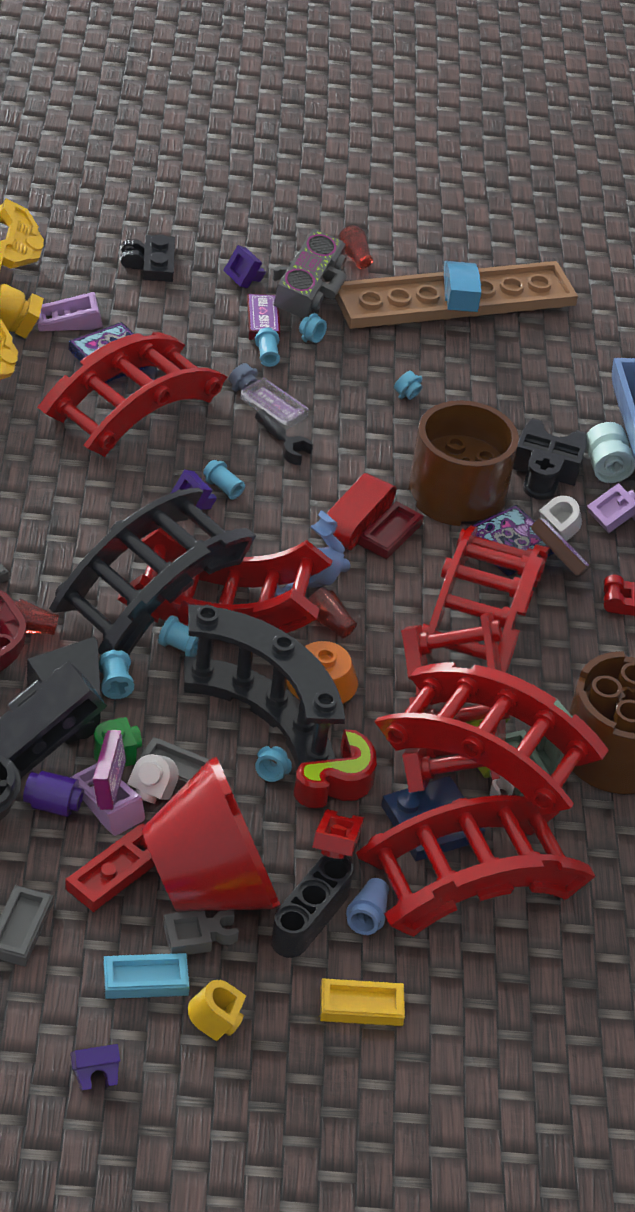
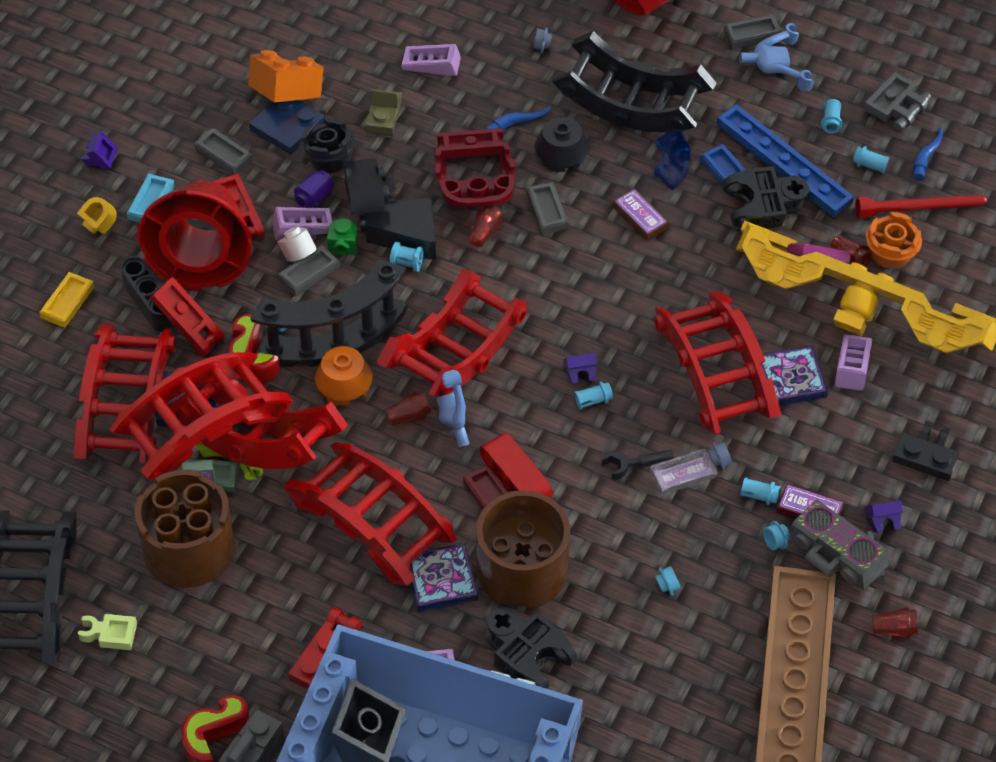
camera: 120 degrees right, 10 degrees up
(109, 770) = (305, 210): magenta tile -> none
(172, 578) = (441, 267): black fence -> none
(176, 635) = (425, 306): medium azure bush -> none
(367, 909) = (129, 323): medium blue cone -> none
(462, 286) = (788, 668): dark azure slope -> none
(560, 546) = (402, 591): reddish brown tile -> none
(563, 515) = (442, 622): white plate -> none

